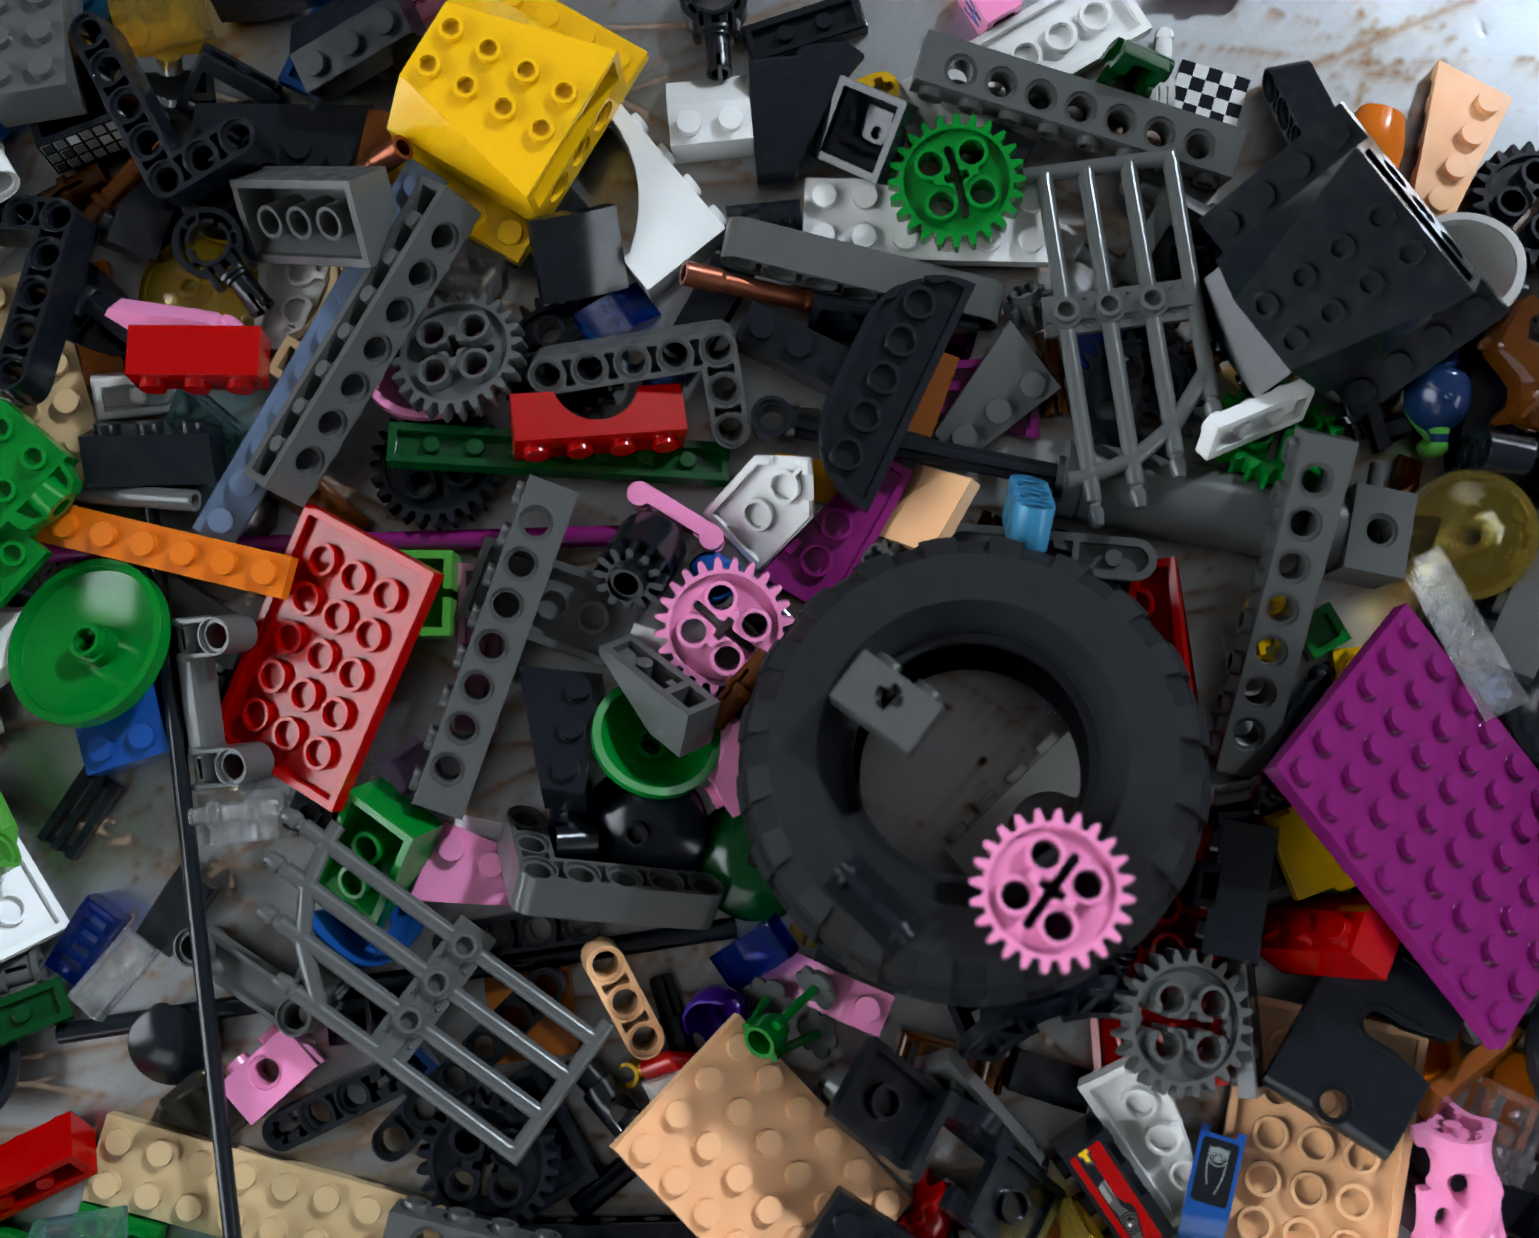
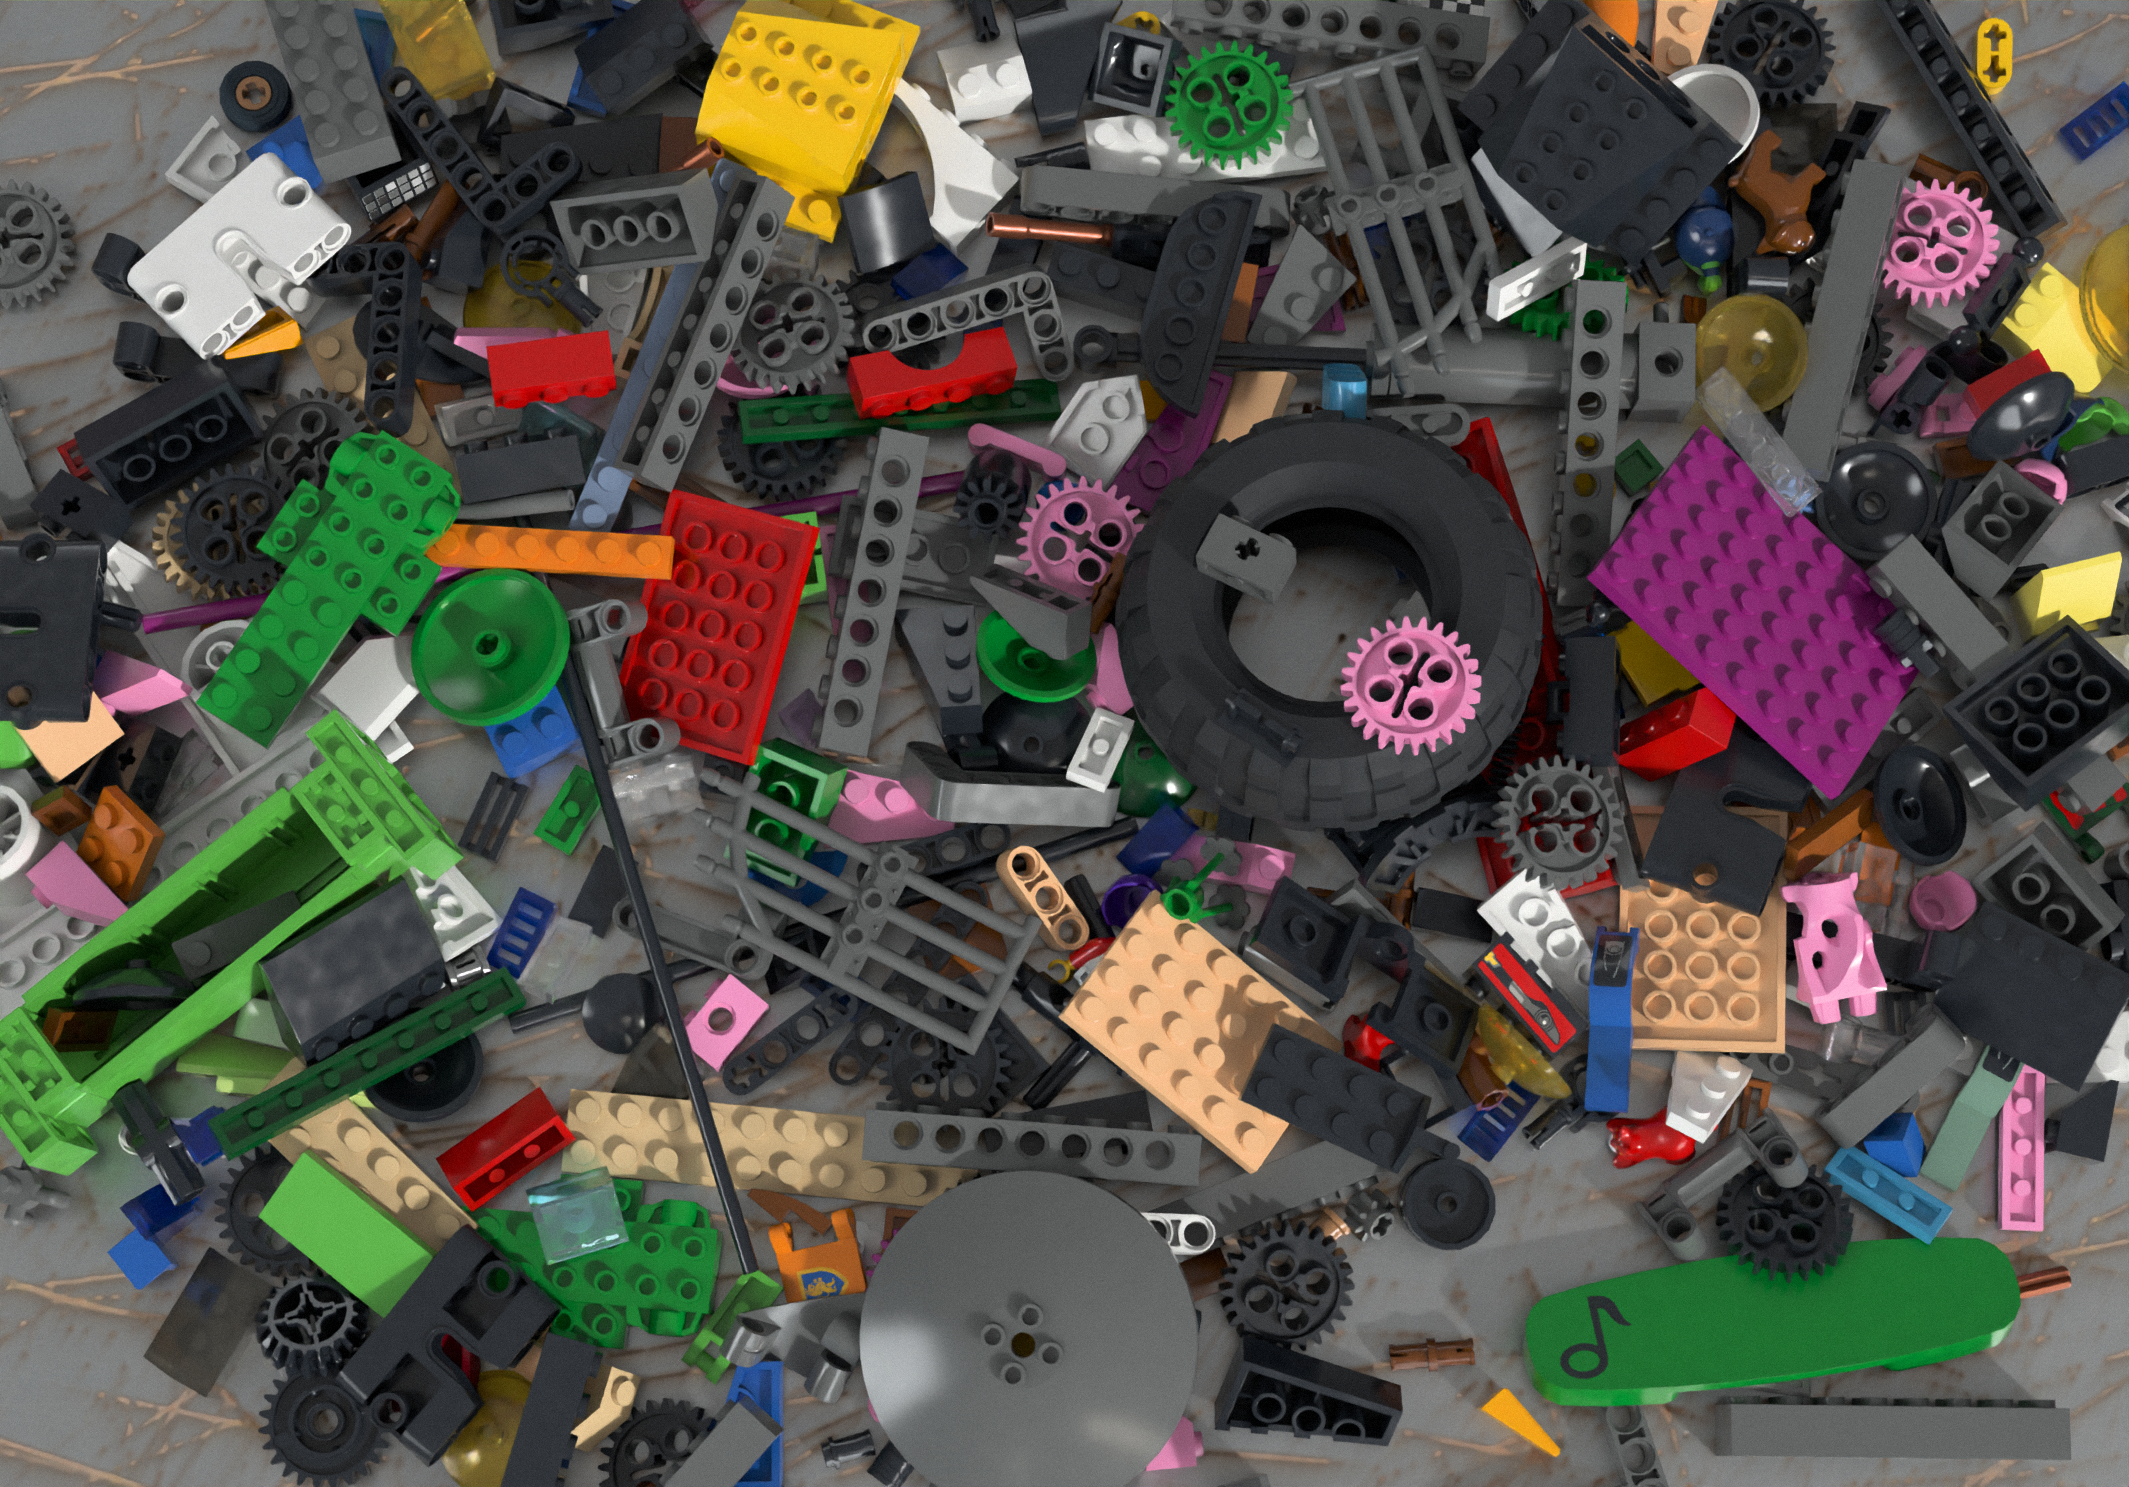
camera: 20 degrees left, 5 degrees down
(152, 825) = (570, 812): none -> green plate
(706, 852) = (1100, 749): none -> white plate

